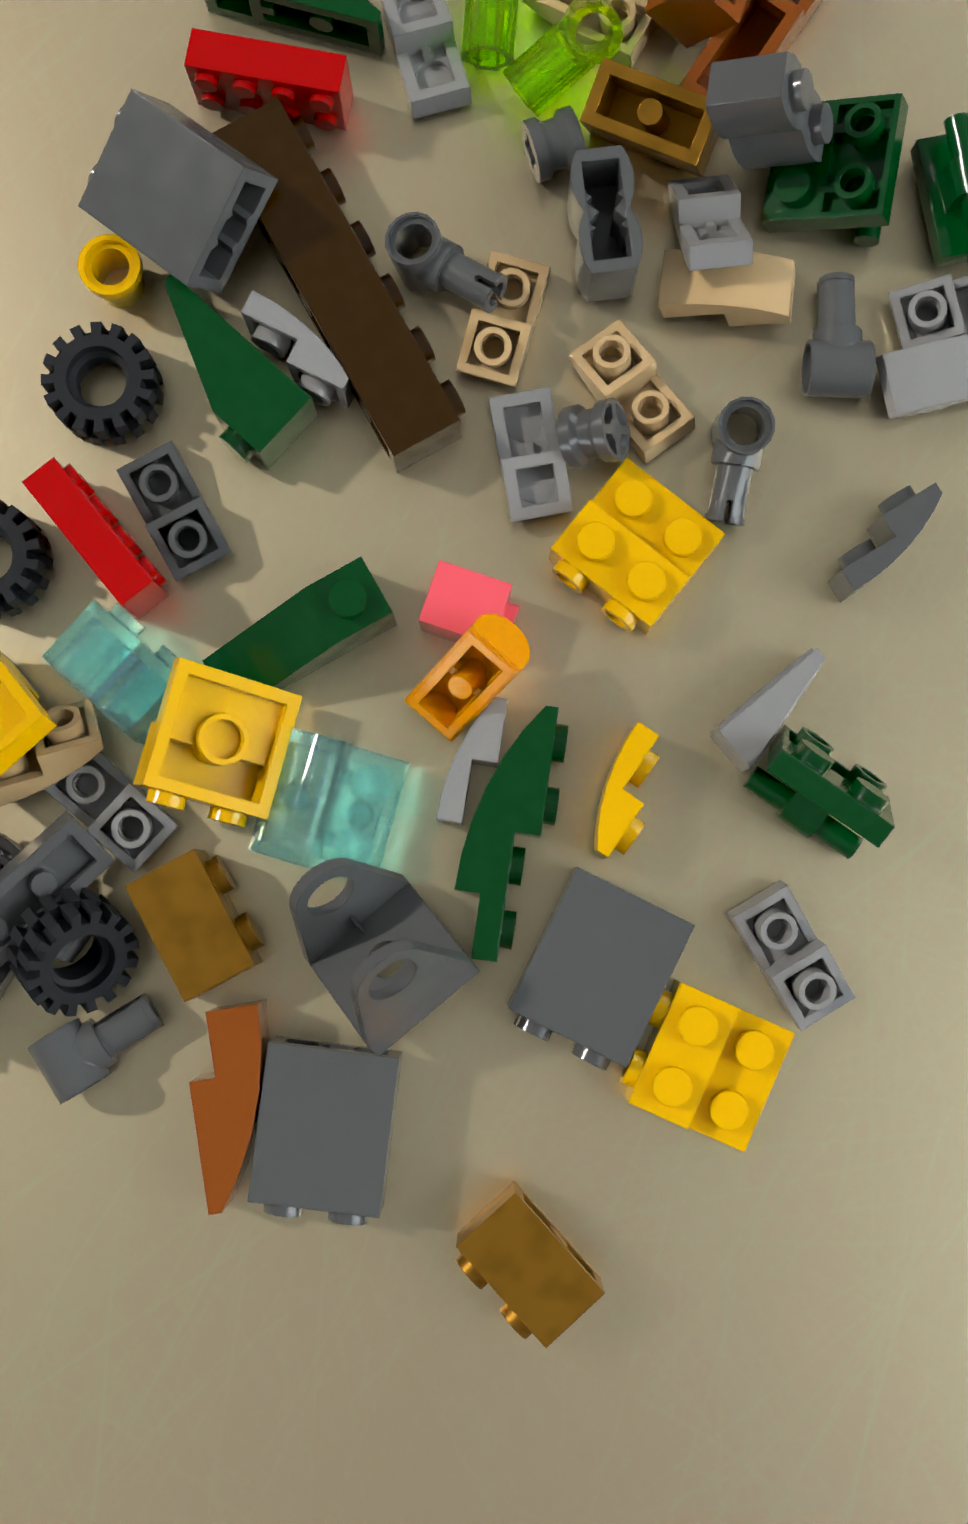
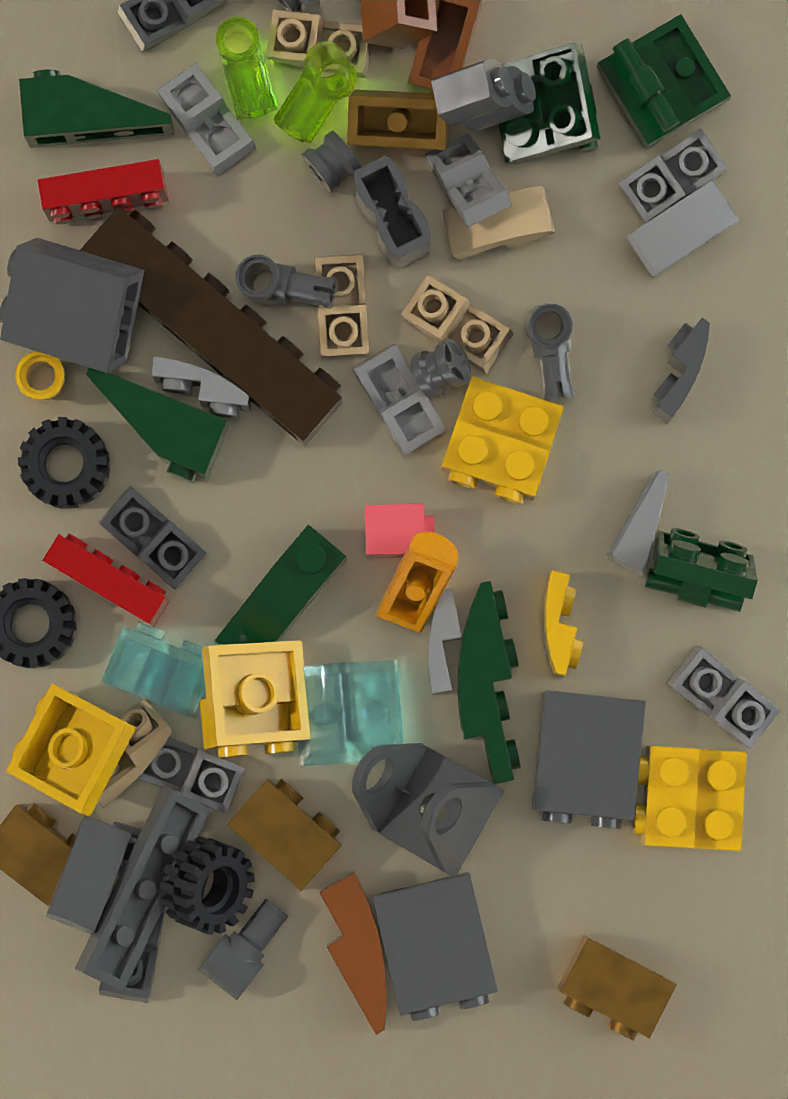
camera: 25 degrees left, 0 degrees up
(837, 358) = (598, 245): dark grey pin -> none

